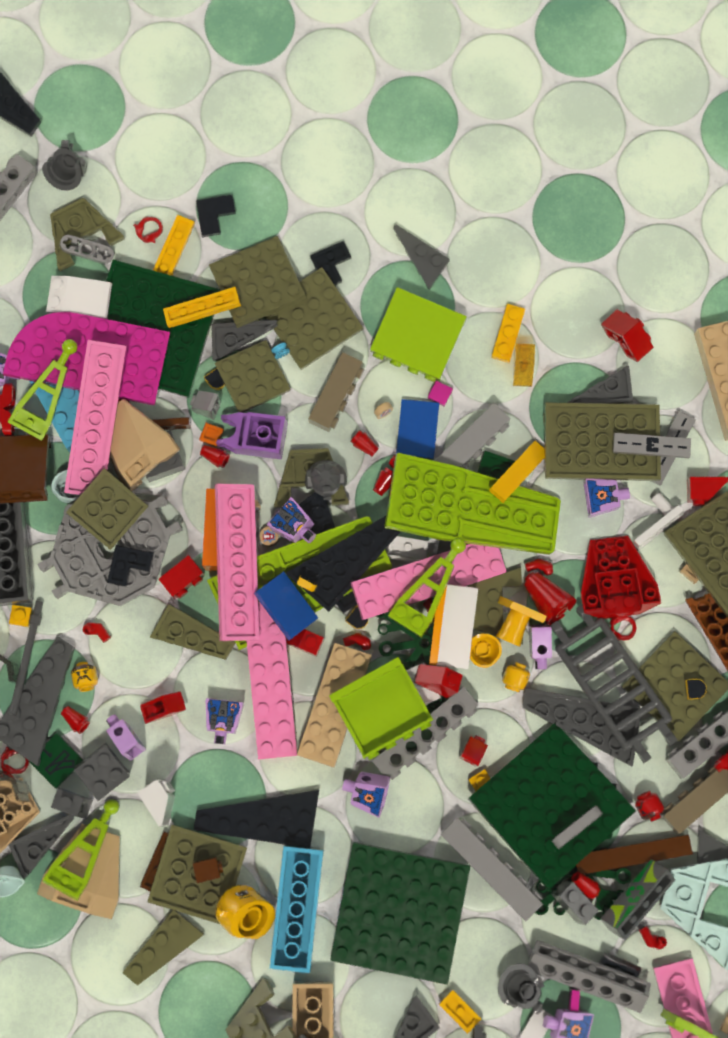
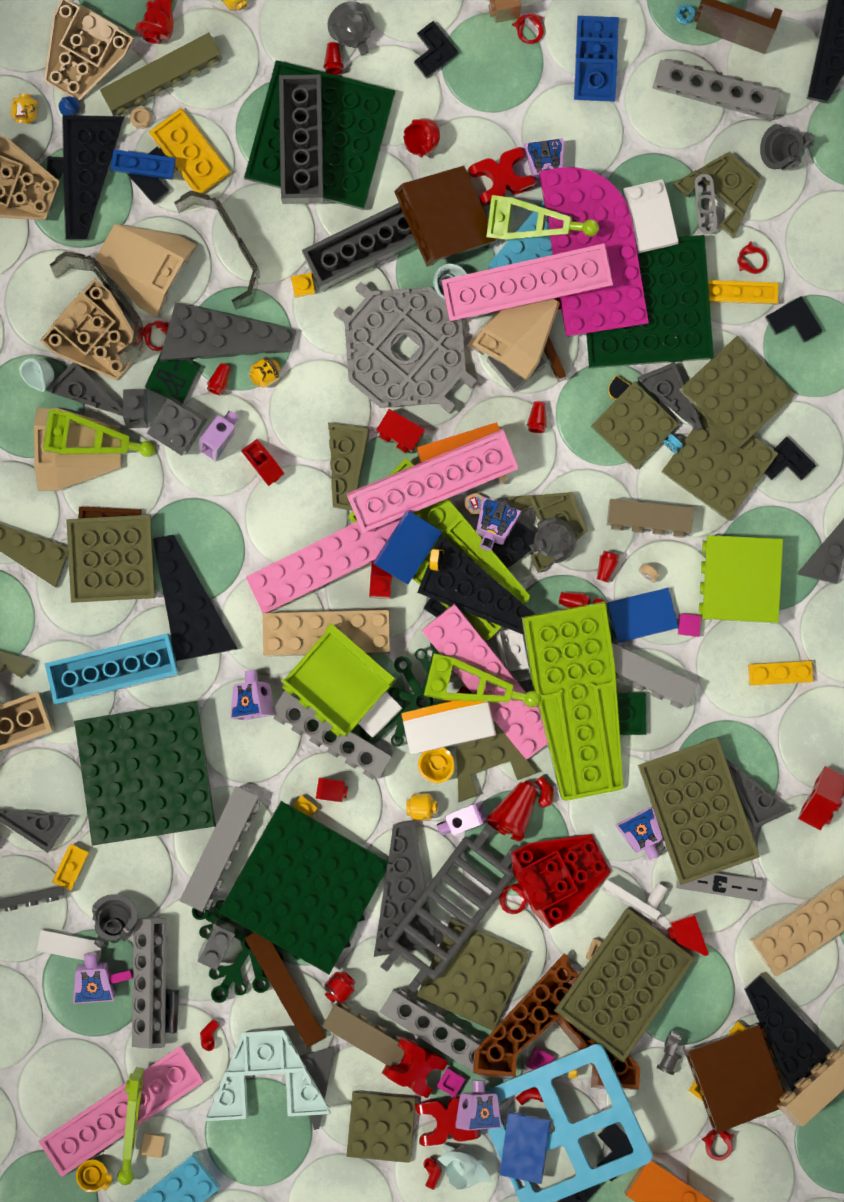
camera: 70 degrees right, 5 degrees up
(34, 622) = (302, 301): dark grey bar -> none
(96, 629) = (317, 366): red arm -> none
(107, 509) = (440, 330): olive plate -> none
(126, 559) = (395, 367): black tile -> none
(159, 800) = (167, 493): white slope -> none
(202, 307) = (686, 346): yellow plate -> none
(206, 404) = (587, 388): light grey slope -> none
(207, 869) = (118, 566): reddish brown brick -> none
(211, 434) = (558, 405): orange tile -> none
(222, 718) = (273, 526): torso -> none
(244, 912) = (89, 619): yellow piece -> none
(249, 433) = (571, 444): medium lavender brick -> none
(355, 619) = (420, 622): black tile -> none
(359, 639) = (402, 633): red arm -> none
(438, 679) = (388, 728): red slope -> none
(516, 621) = (478, 787): yellow plant -> none
(518, 471) = (634, 734): yellow tile -> none
(523, 365) = (750, 701): clear yellow slope -> none
(577, 827) = (289, 919): light grey beam -> none
(586, 885) = (237, 949): red cone -> none
(638, 899) = (241, 1006): dark grey brick -> none
(651, 445) = (712, 863): light grey tile -> none
(695, 689) = (475, 994): black tile -> none

